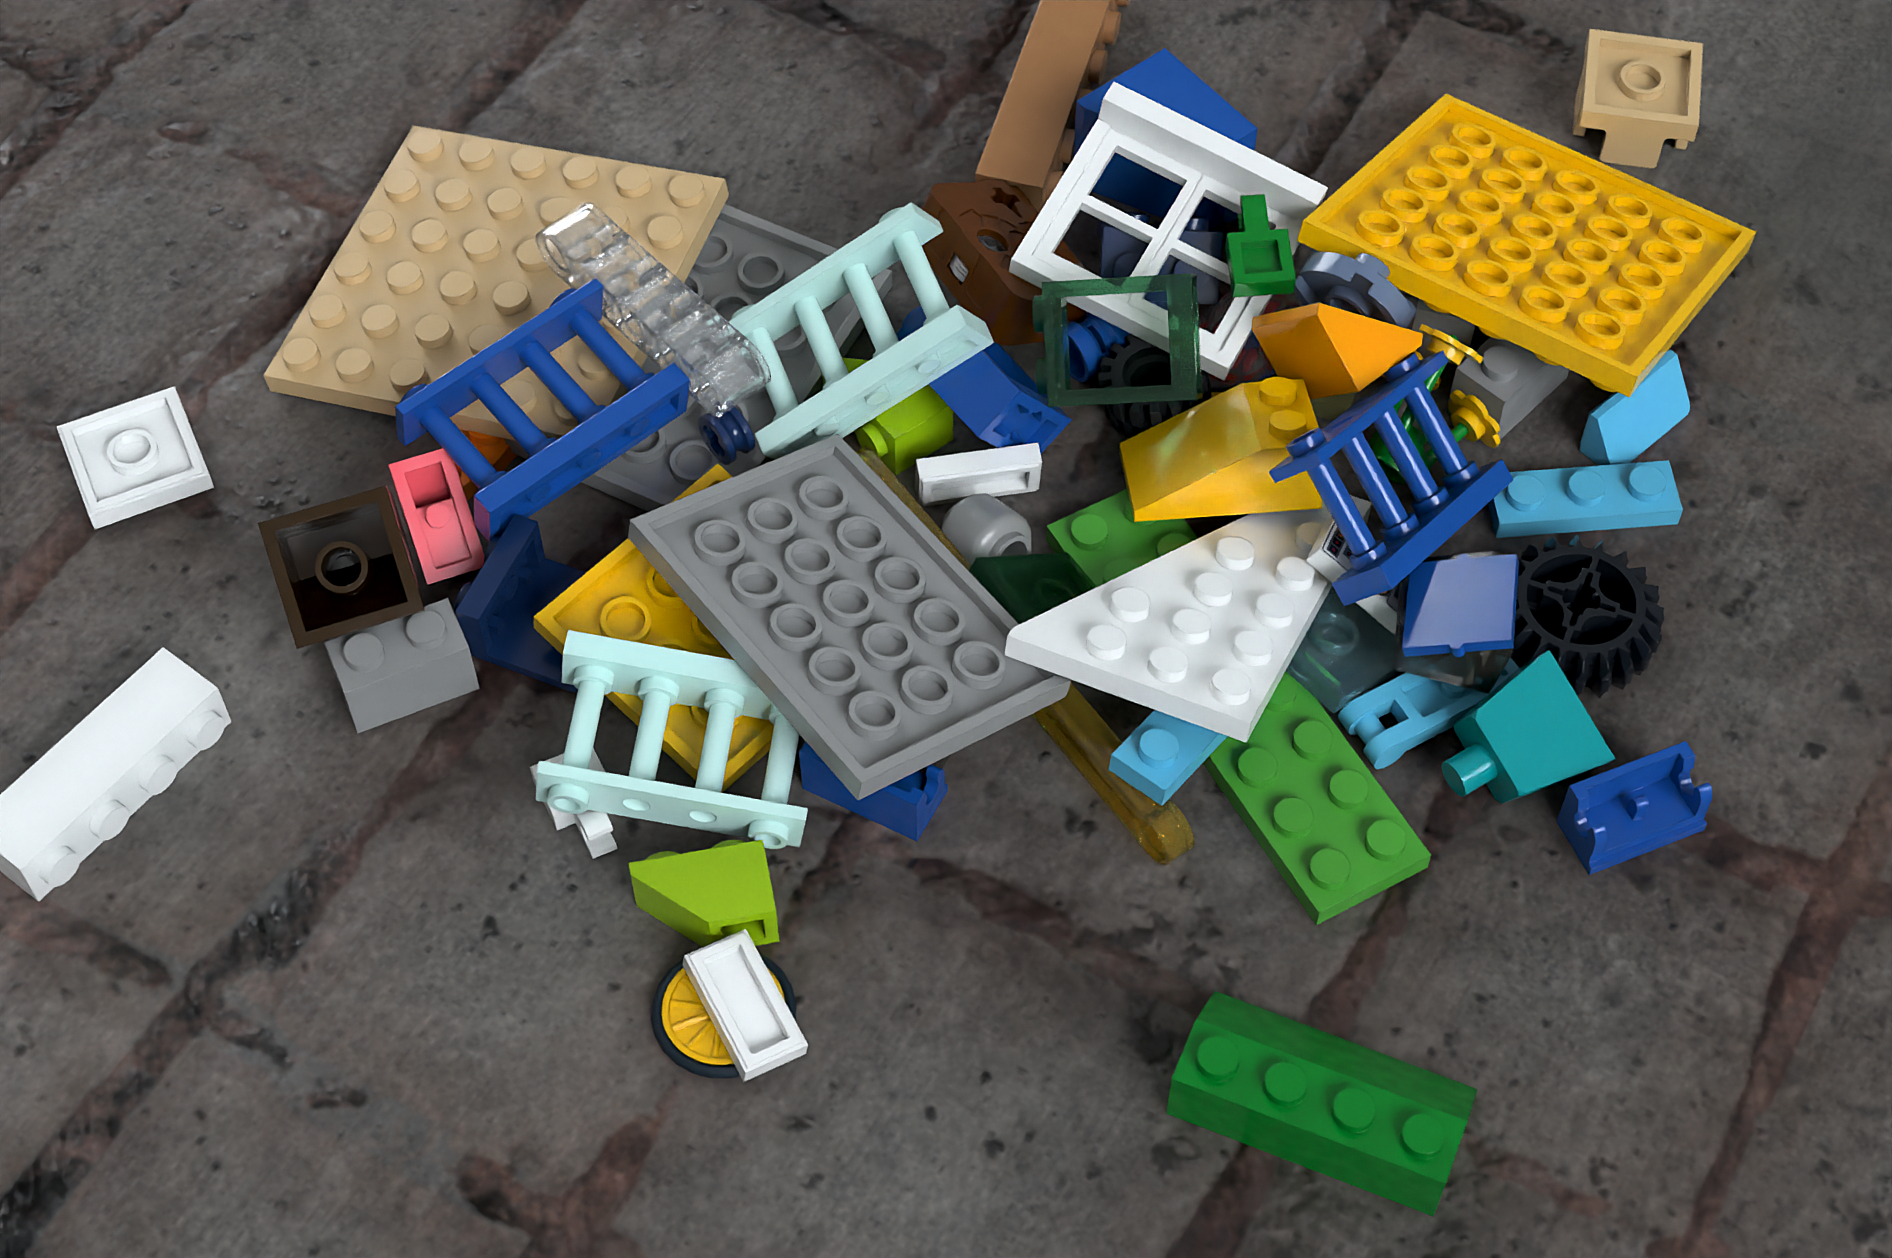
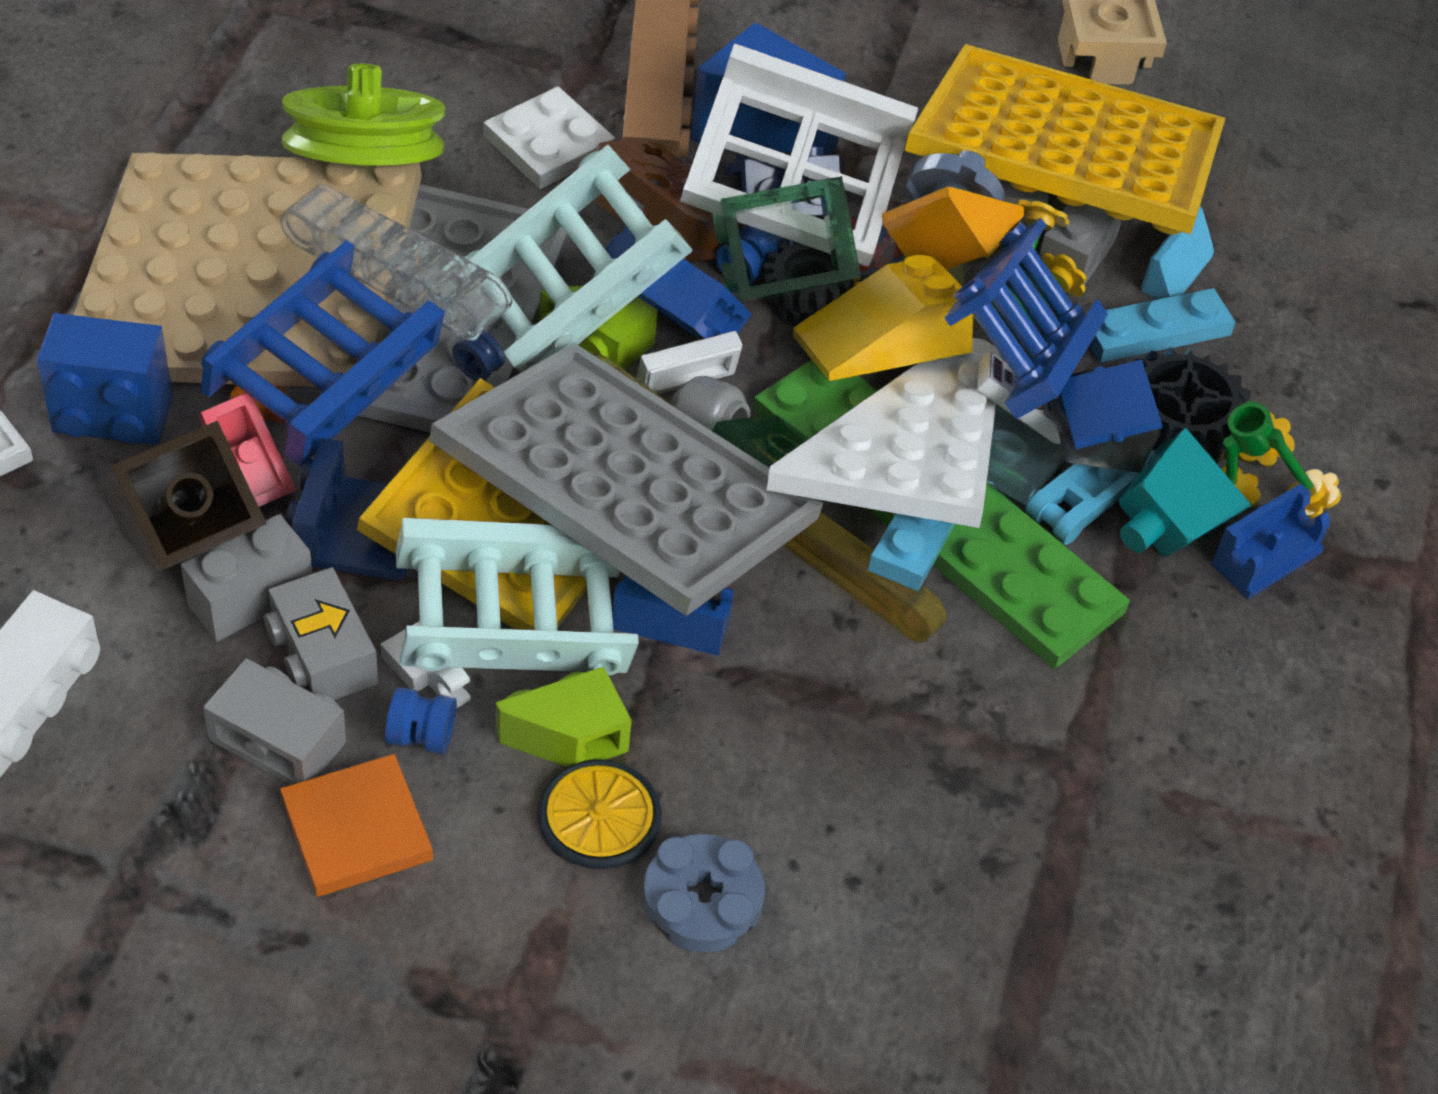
camera: 20 degrees left, 5 degrees down
(304, 405) = (105, 378): none -> blue brick
(389, 844) = (275, 723): none -> light grey brick
(448, 977) = (356, 825): none -> orange tile
(465, 750) = (321, 636): none -> light grey brick
(548, 867) = (421, 720): none -> blue wheel
(672, 124) = (363, 122): none -> lime wheel
(744, 1005) = (620, 802): white tile -> none
(836, 1158) = (709, 860): none -> sand blue plate
(897, 156) = (546, 136): none -> white plate
(1256, 256) = (877, 166): green plate -> none
(1321, 1102) = (1107, 802): green slope -> none
(1669, 672) = (1263, 438): none -> plant

